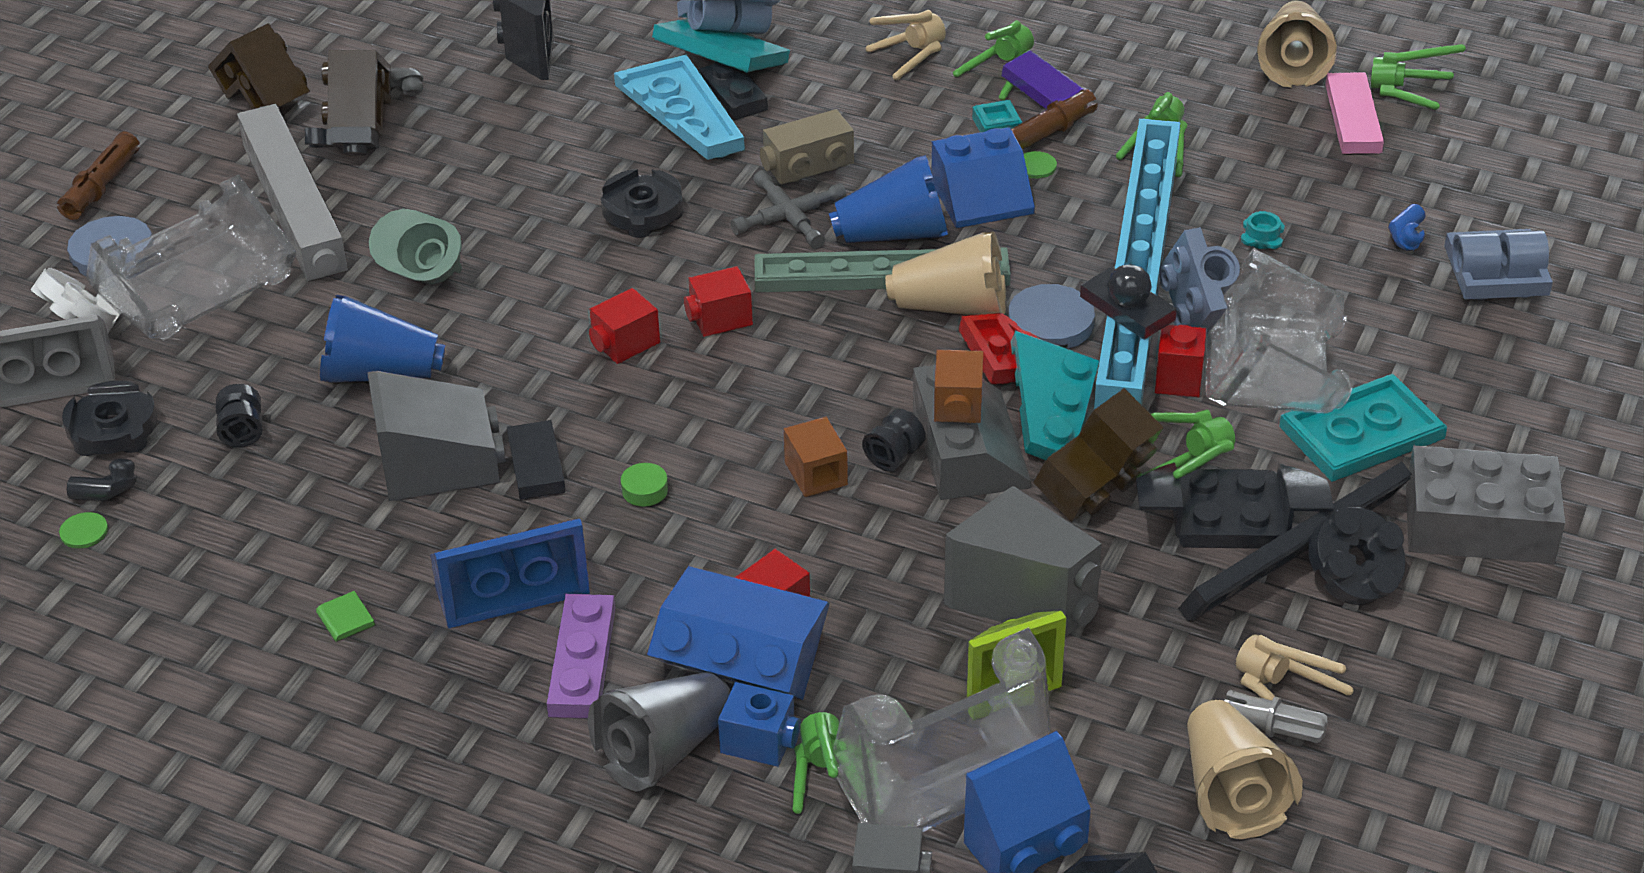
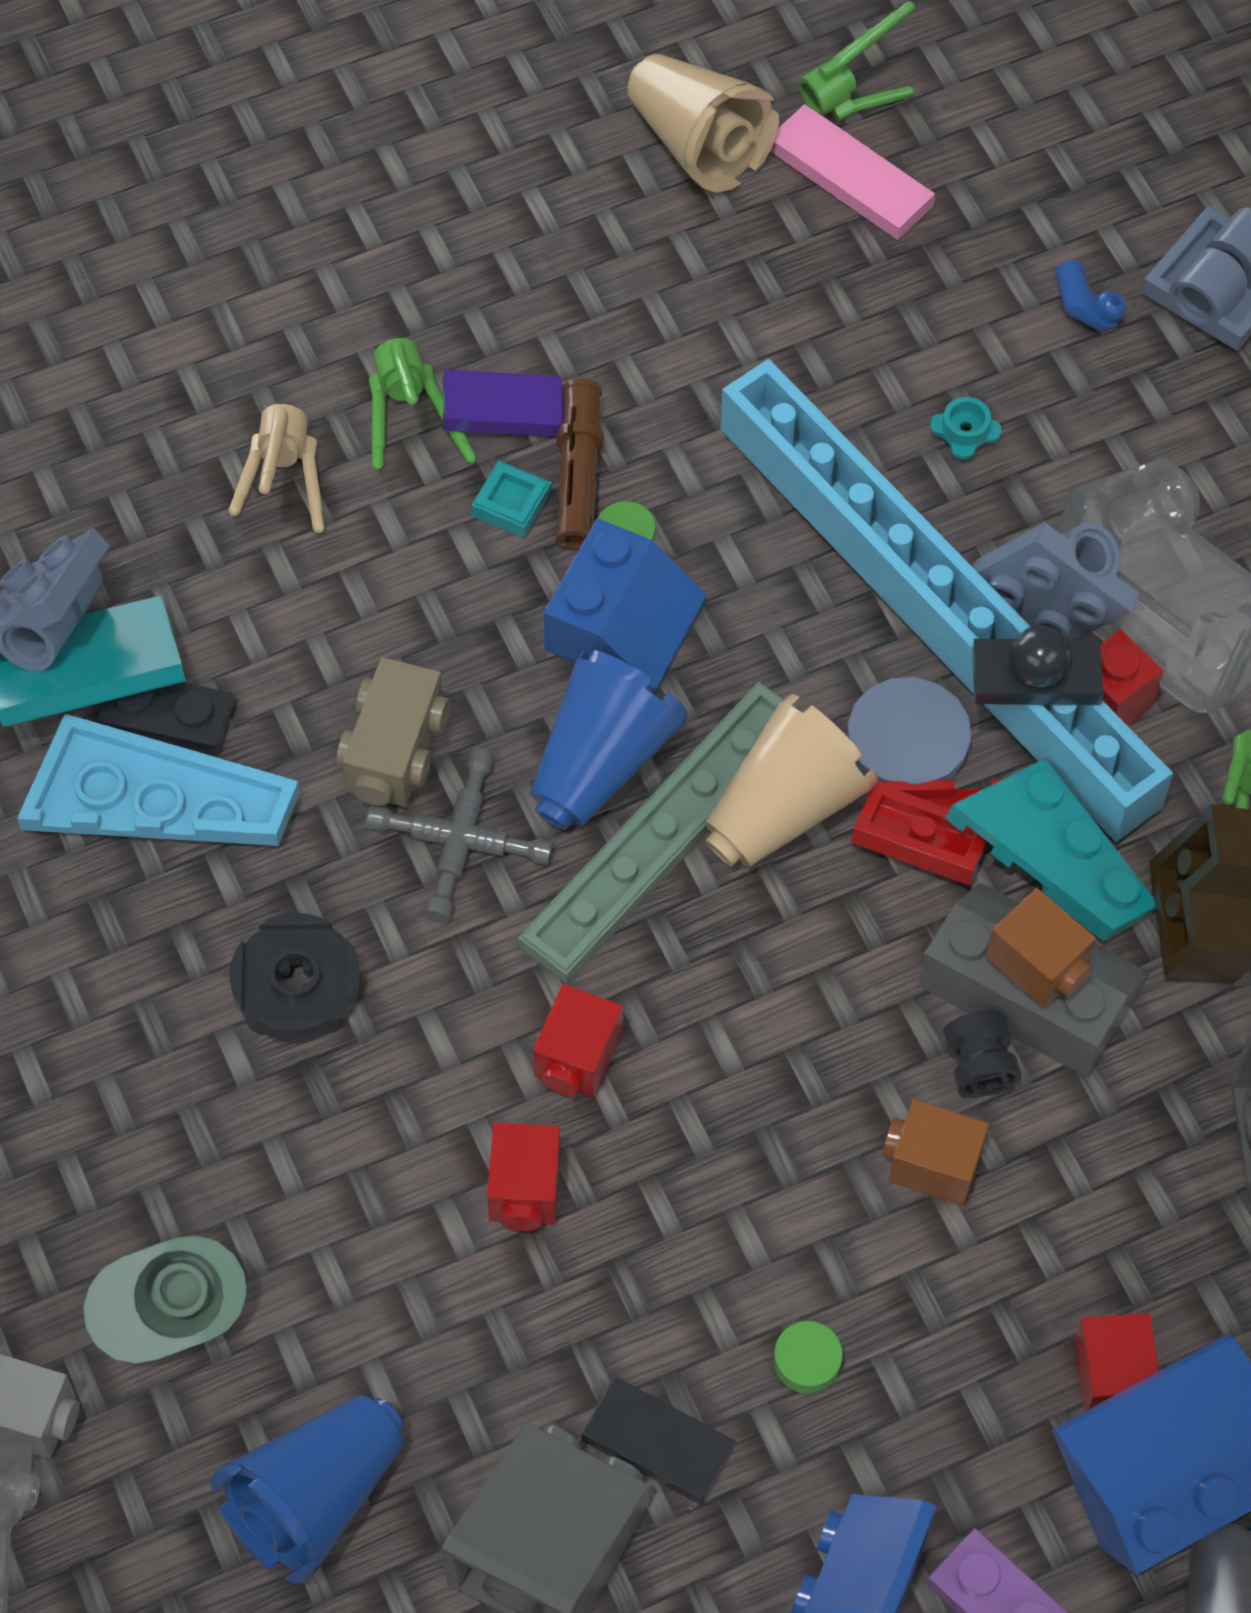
camera: 50 degrees left, 20 degrees up
(1165, 109) = (690, 349): bright green plant -> none

